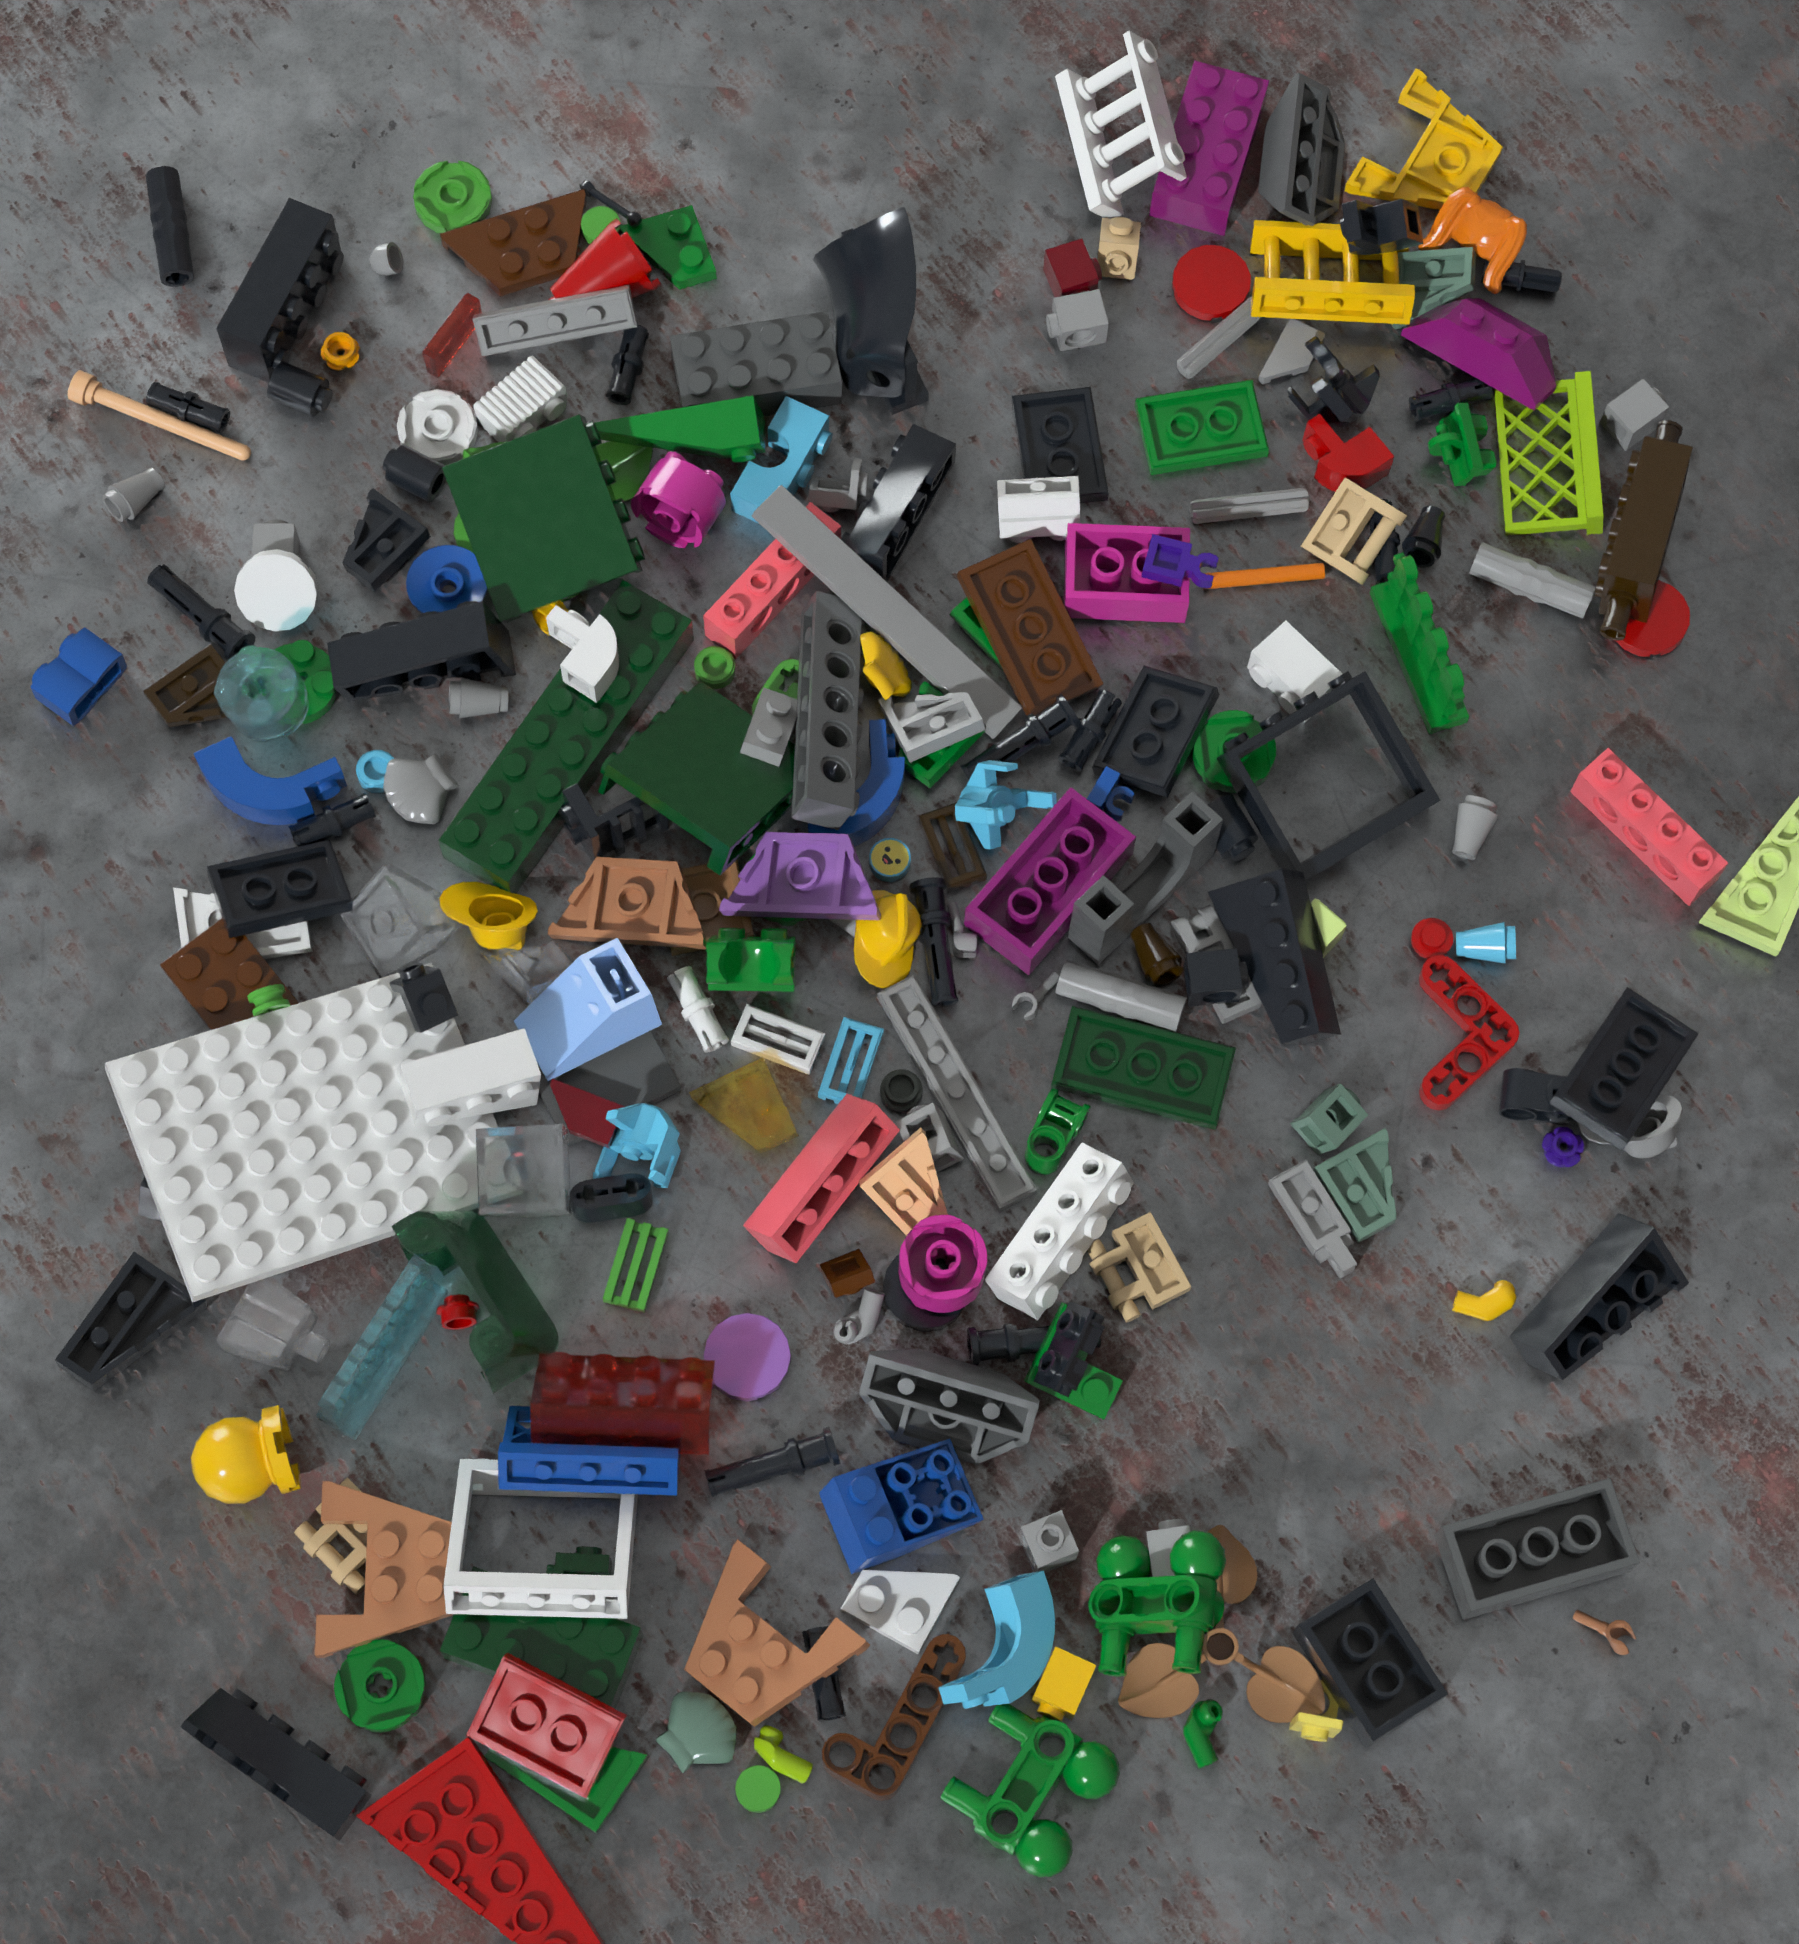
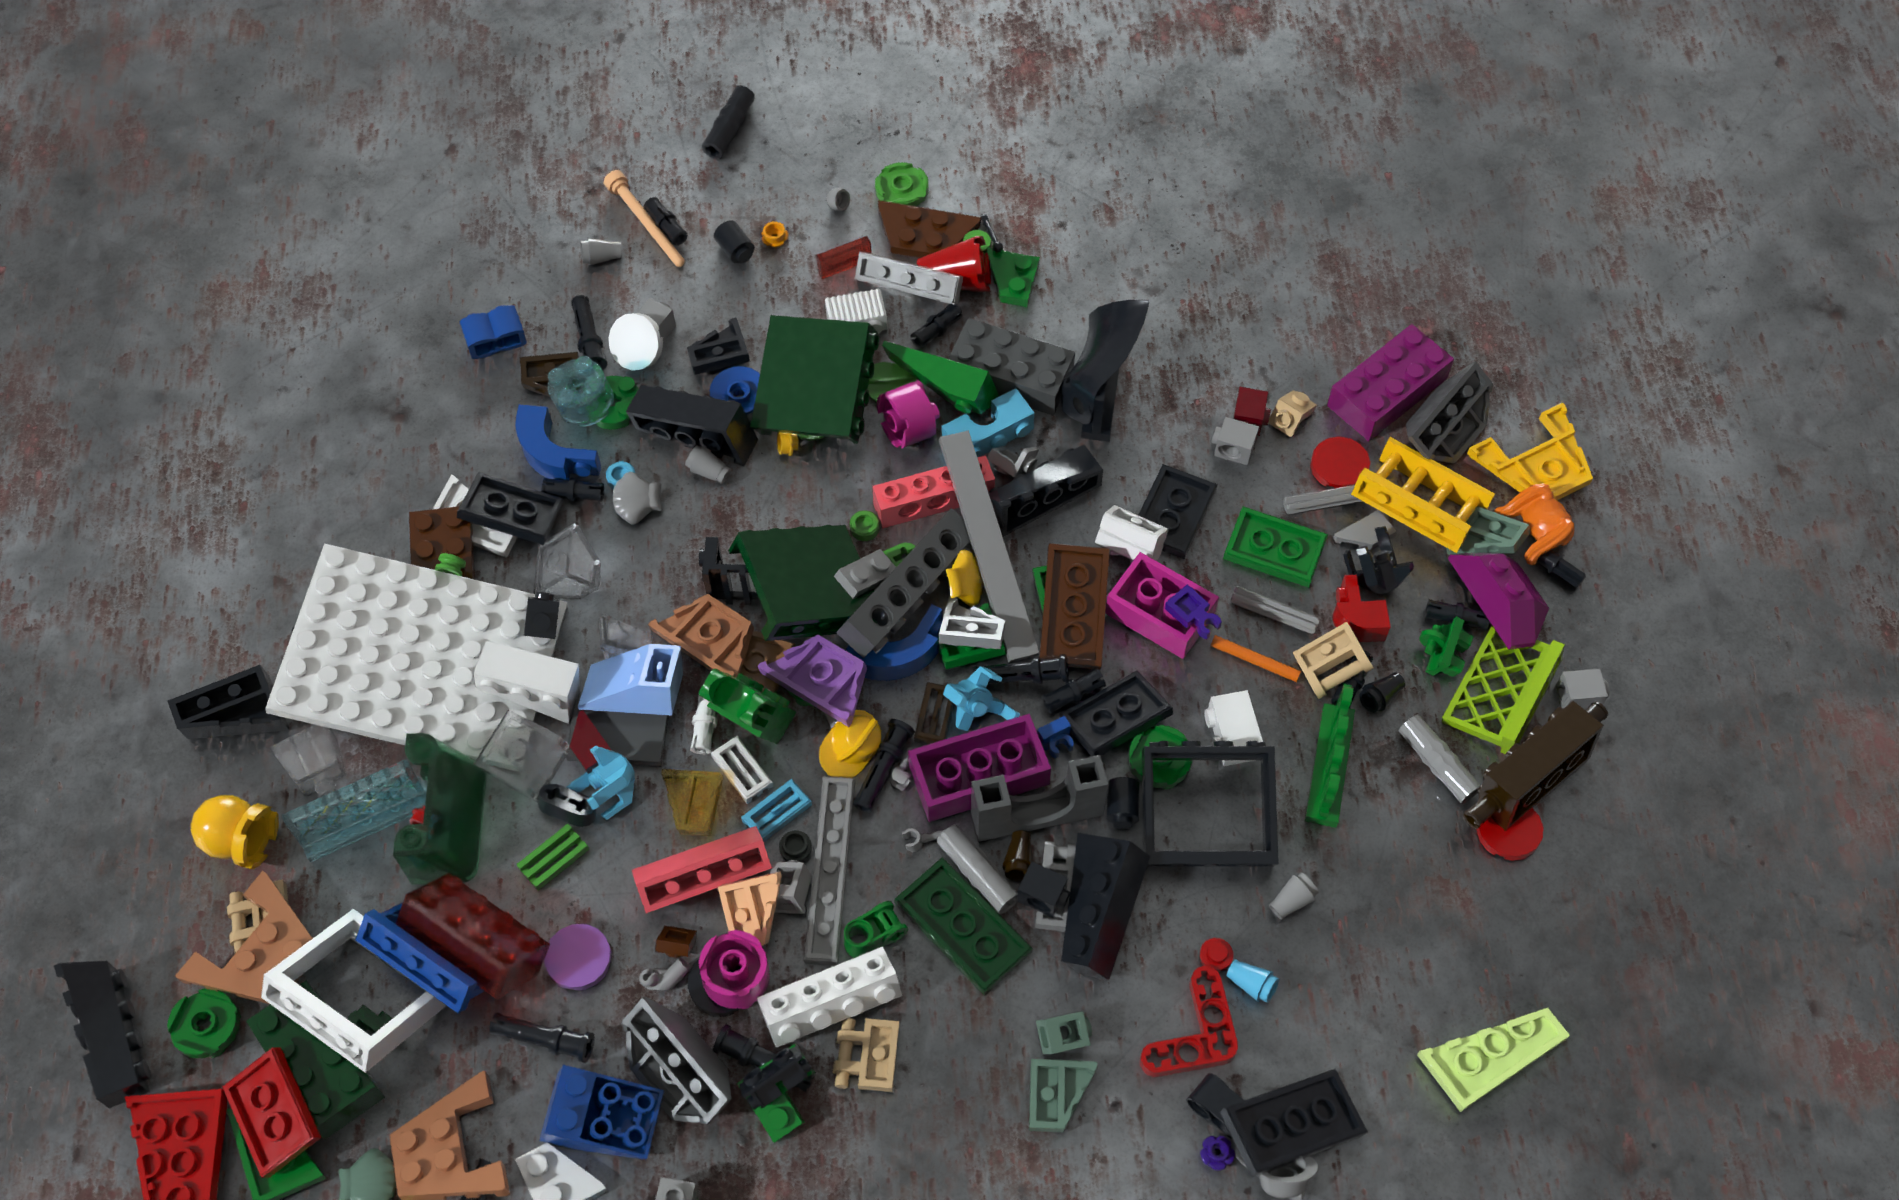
camera: 35 degrees right, 10 degrees down
(280, 290) = (760, 180): black brick -> none
(414, 472) = (759, 316): black brick -> none
(438, 425) = (800, 300): white tile -> none
(493, 915) = (620, 591): yellow piece -> none
(563, 743) = (781, 497): dark green brick -> none
(594, 651) = (783, 470): white brick -> none
(889, 859) = (890, 699): light yellow tile -> none
(1087, 126) = (1321, 325): white fence -> none
(1315, 1217) = (1009, 1093): light grey hinge -> none
(1328, 926) = (1147, 905): yellowish green slope -> none
(1381, 227) = (1468, 479): black brick -> none
(1648, 826) = (1419, 967): coral brick -> none

